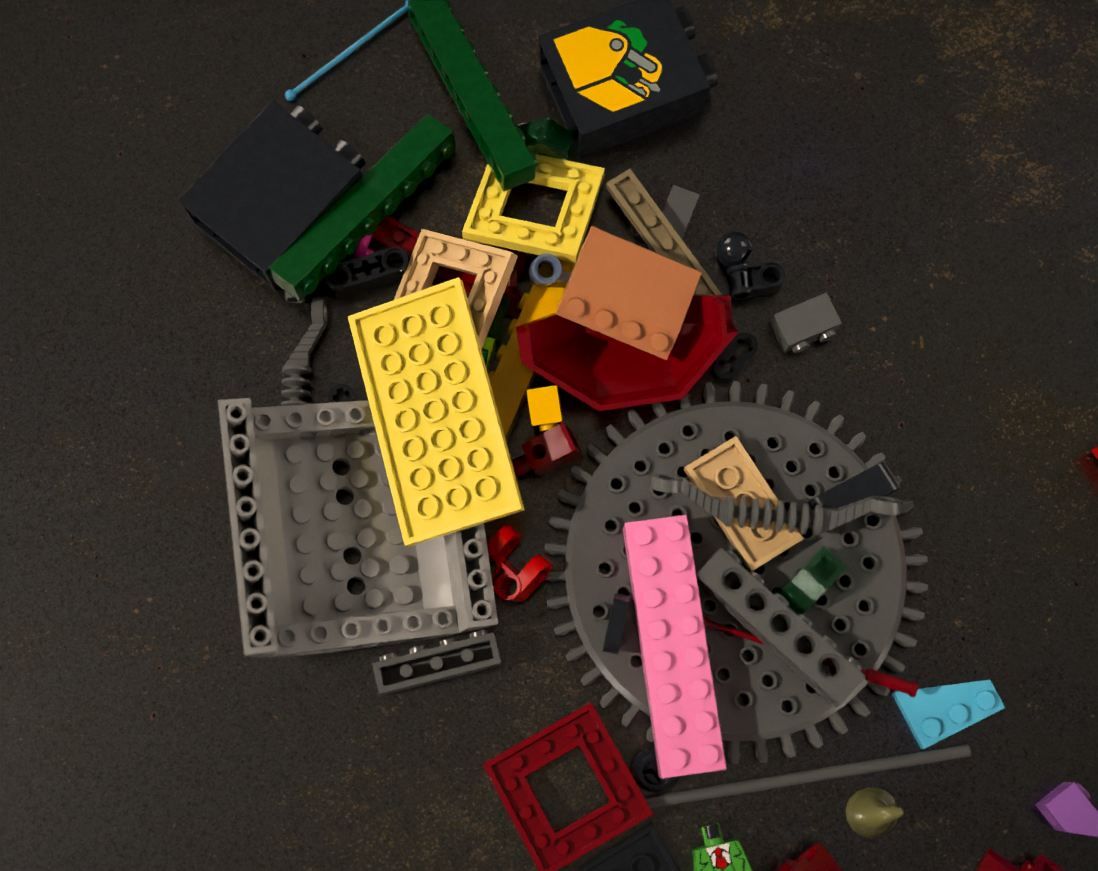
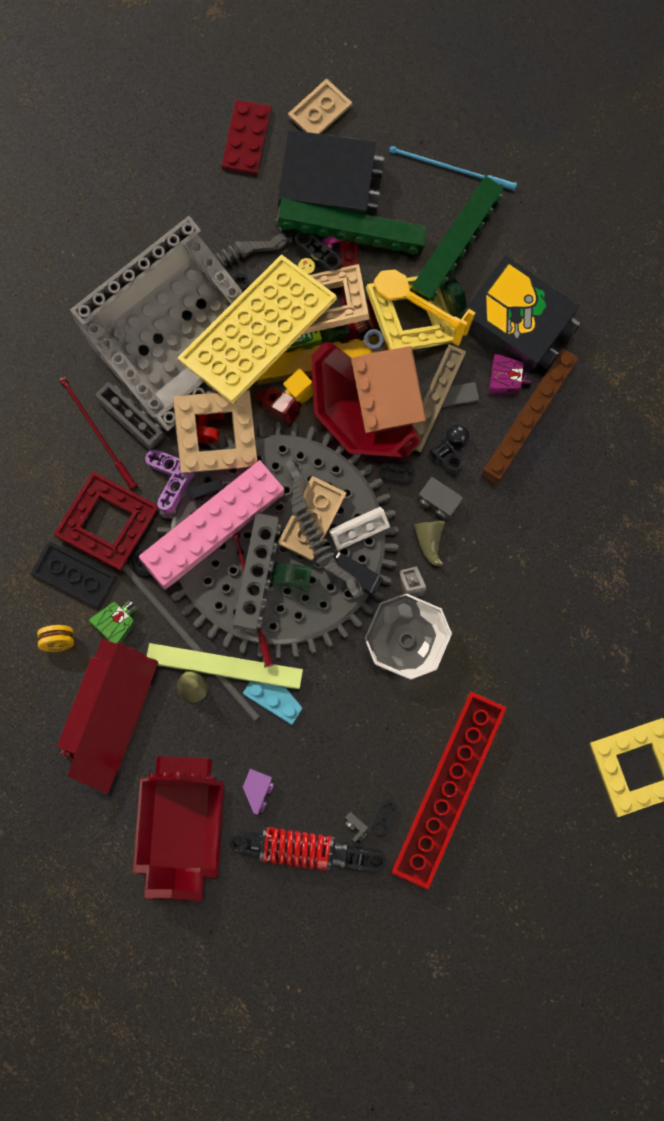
camera: 50 degrees right, 0 degrees up
(144, 267) = (246, 137): none -> dark red plate
(171, 149) = (320, 108): none -> tan plate
(375, 296) = (307, 265): none -> light yellow tile
(487, 200) = (394, 286): none -> yellow piece
(503, 720) = (119, 465): none -> dark red piece
(559, 647) = (174, 479): none -> medium lavender beam
(560, 615) = (189, 456): none -> tan plate
(690, 140) = (507, 375): none -> magenta torso
(766, 150) = (529, 416): none -> reddish brown brick
(791, 450) = (359, 528): none -> white slope
(849, 368) = (429, 537): none -> olive hat
(873, 752) = (225, 666): none -> yellowish green tile
(899, 428) = (412, 582): none -> light grey slope
(985, 478) = (408, 636): none -> dark grey rock

